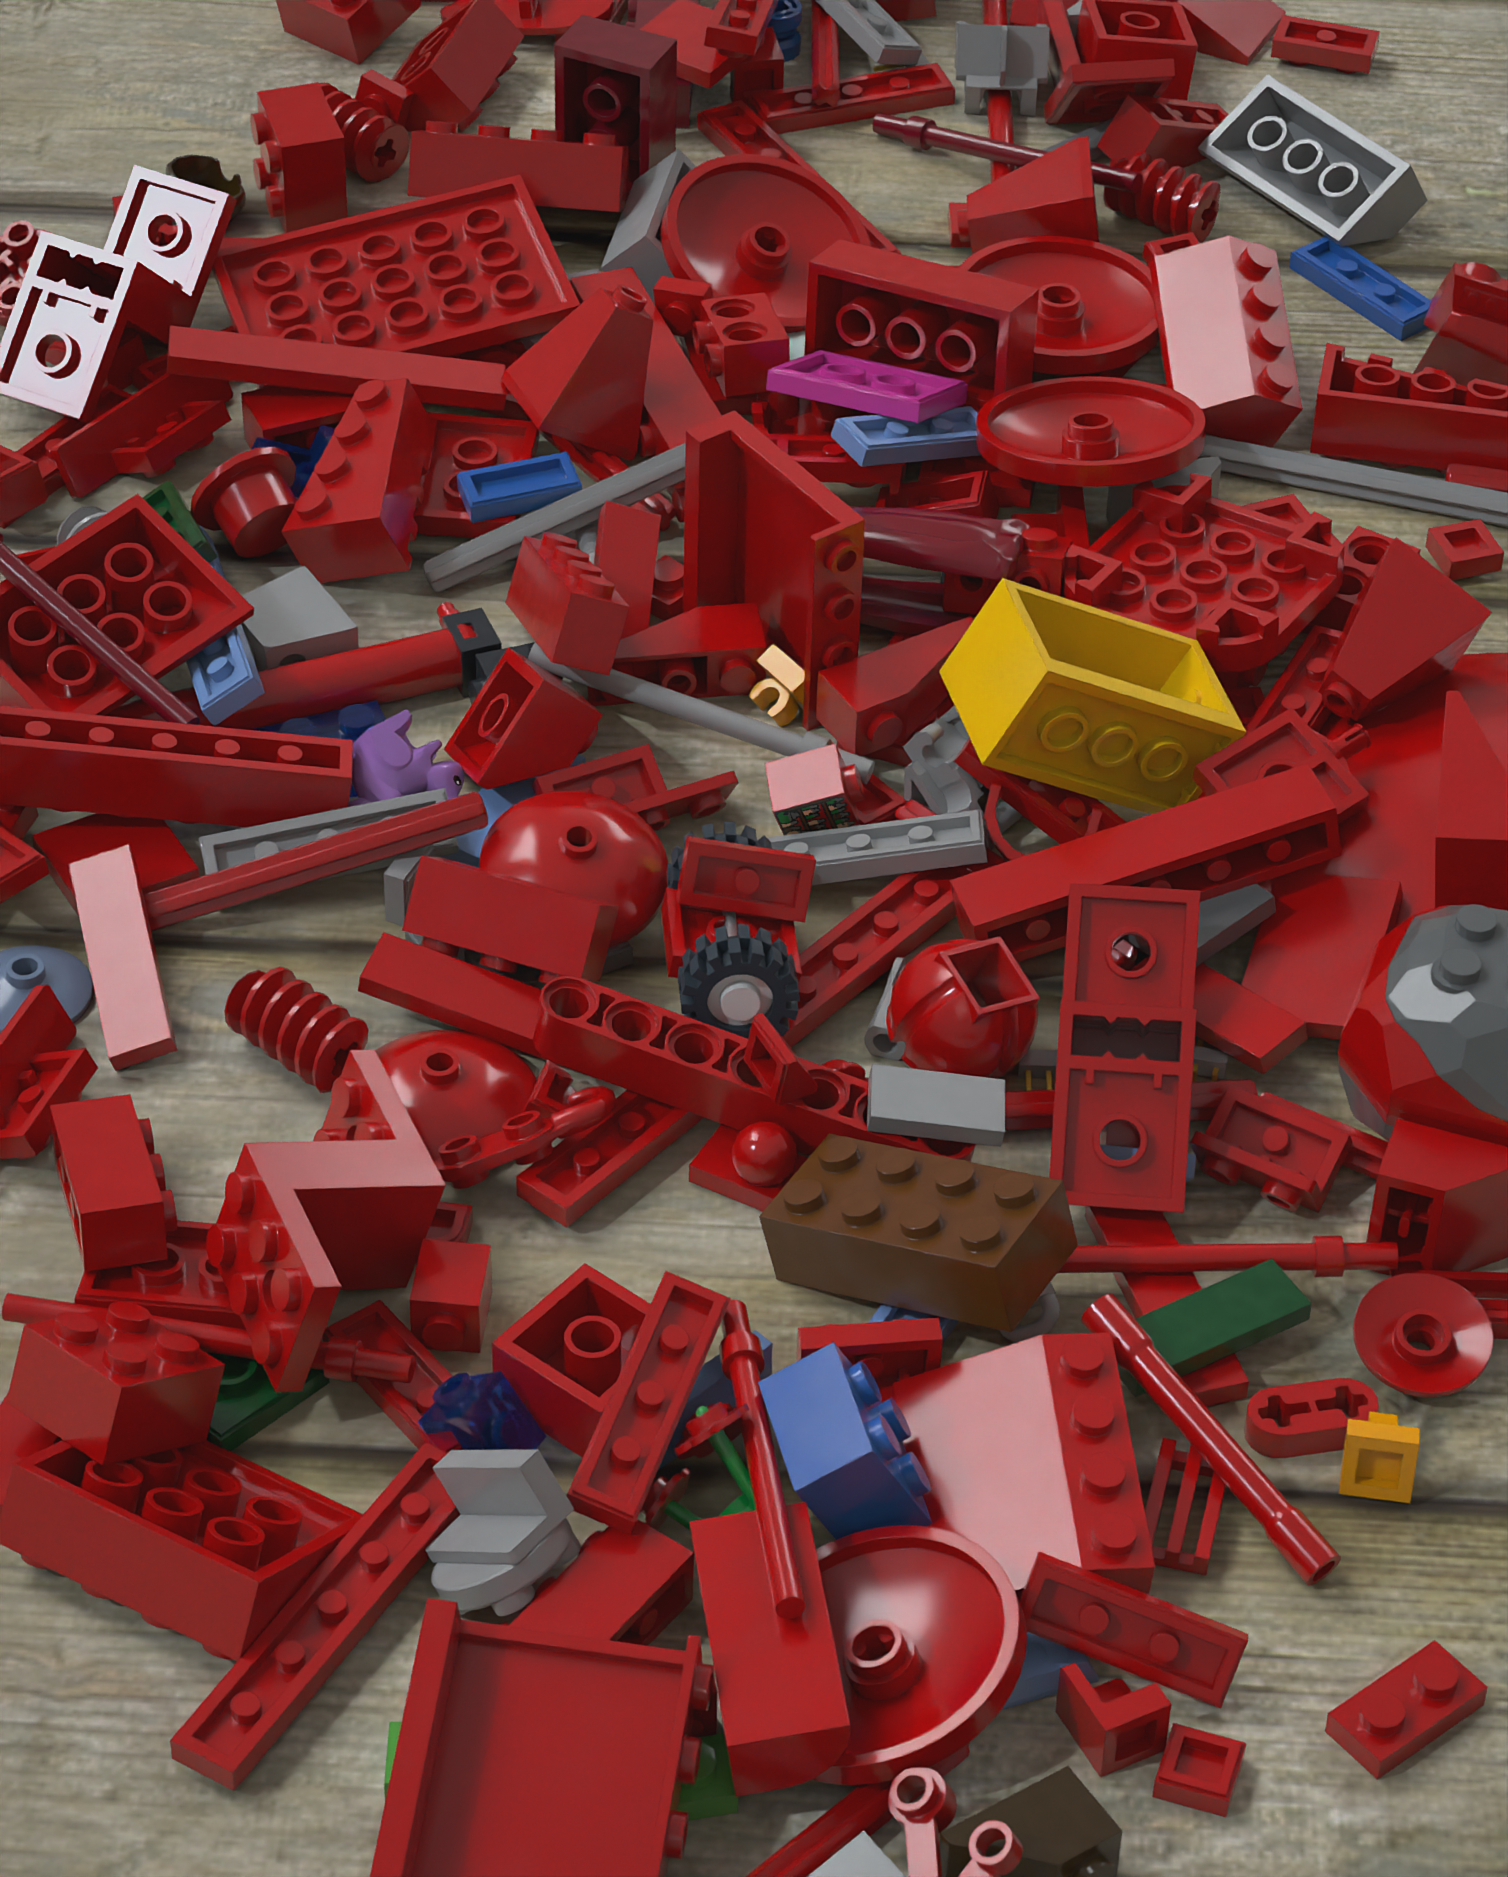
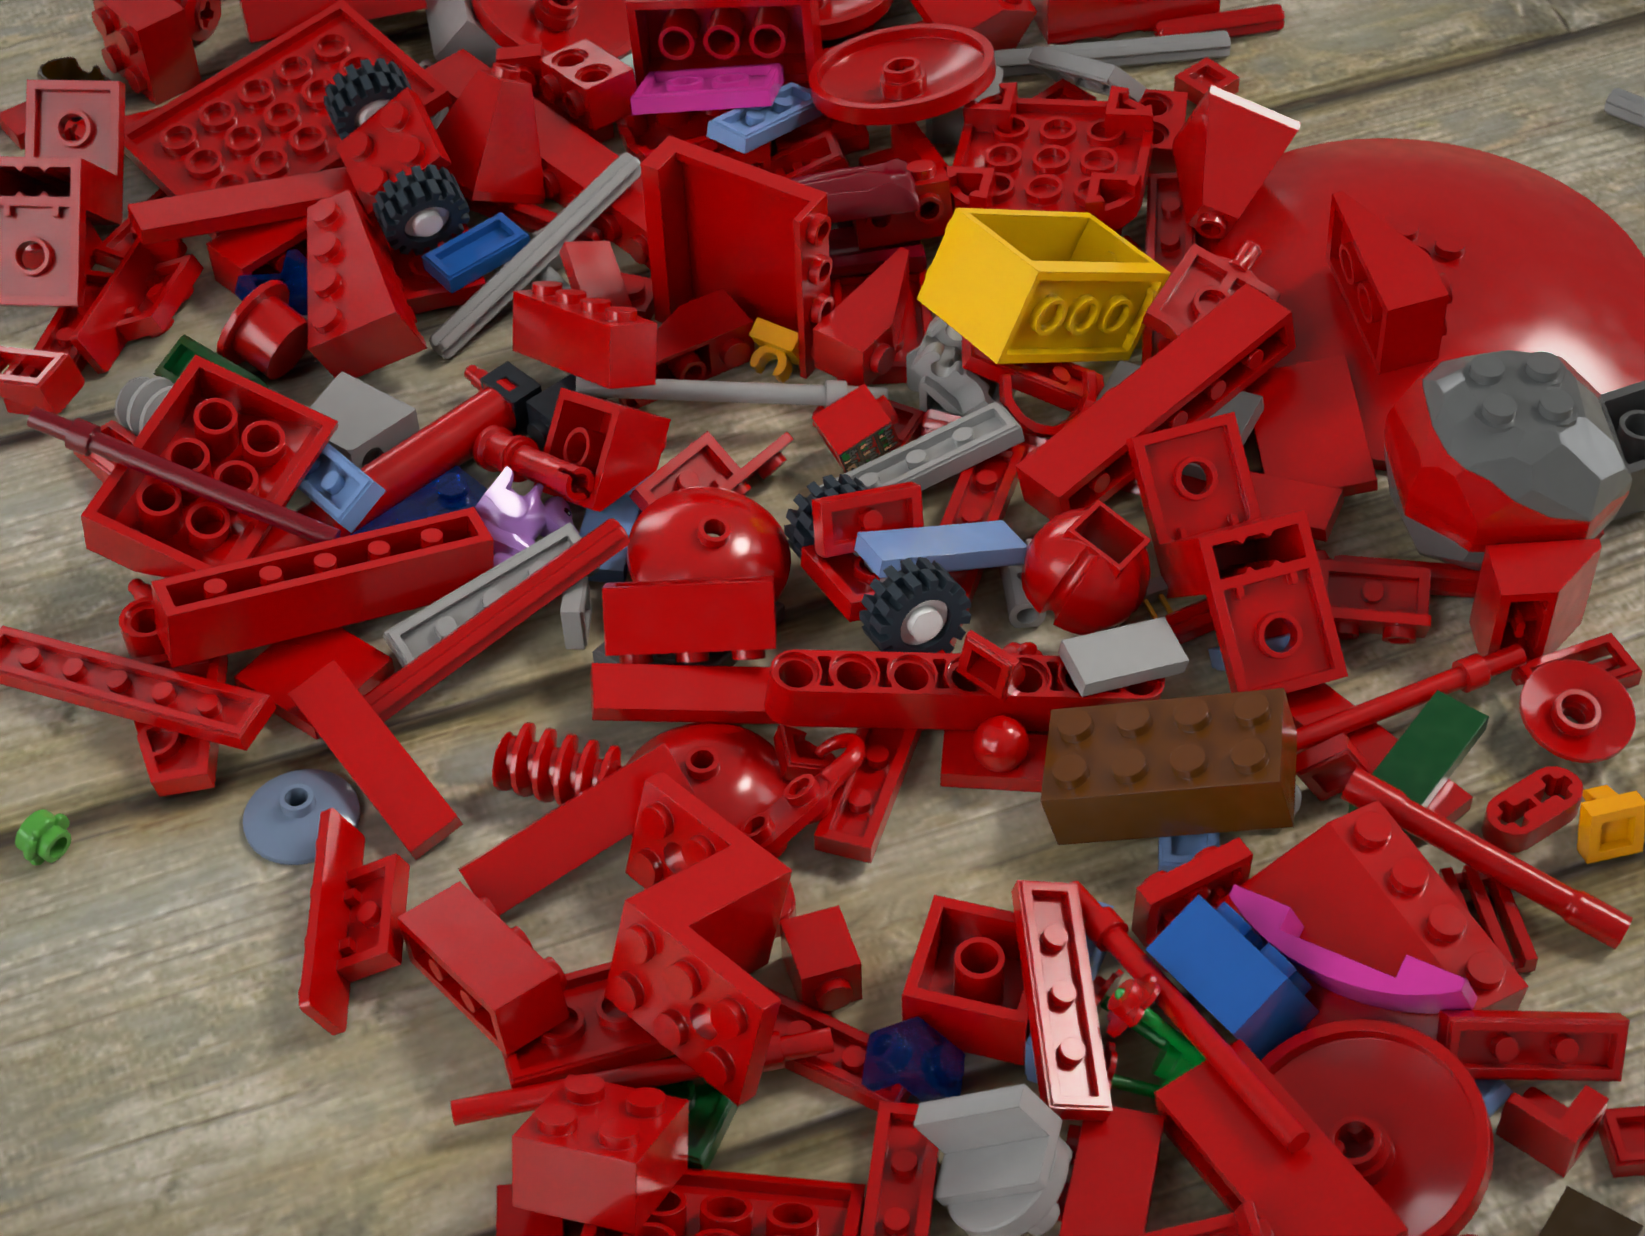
camera: 20 degrees left, 5 degrees up
(262, 1089) = (567, 834): none -> red tile
(441, 715) = (498, 448): none -> red pin
(474, 358) = (395, 157): none -> plate
(818, 936) = (952, 546): none -> medium blue tile
(1012, 1516) = (1415, 989): none -> dark pink slope
(1089, 1282) = (1329, 766): none -> red tile
(1314, 494) = (1084, 72): none -> light grey tile

